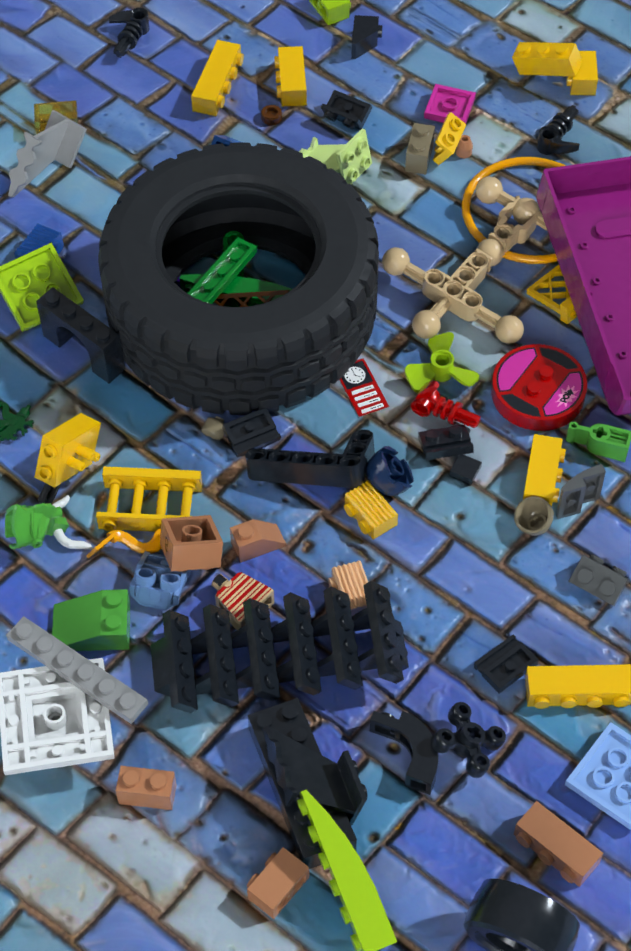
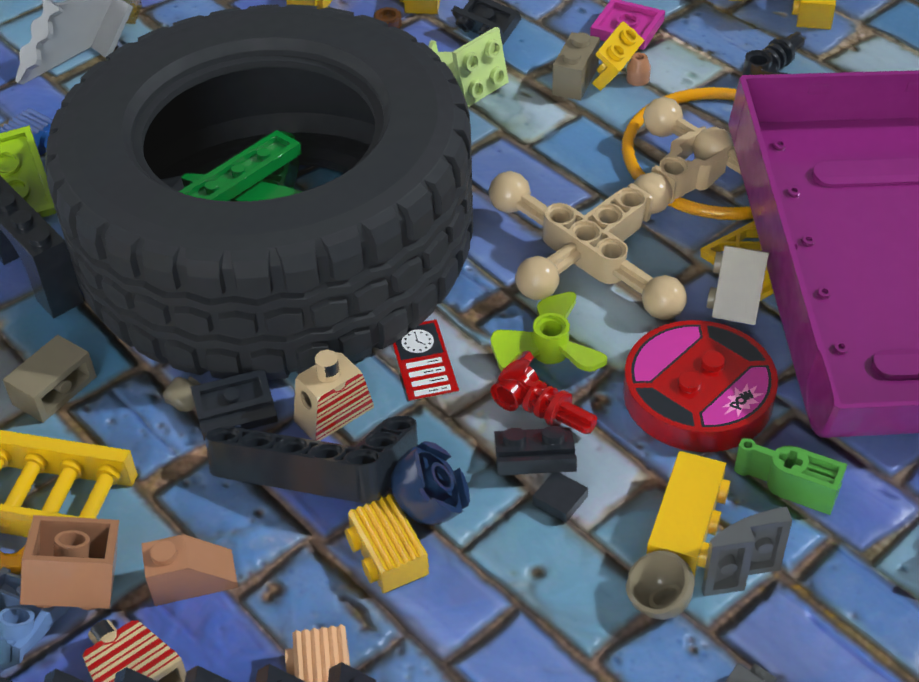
camera: 10 degrees right, 10 degrees down
(127, 427) = (49, 378): none -> dark tan brick
(313, 421) = (330, 395): none -> tan torso
(556, 318) = (739, 284): none -> brick

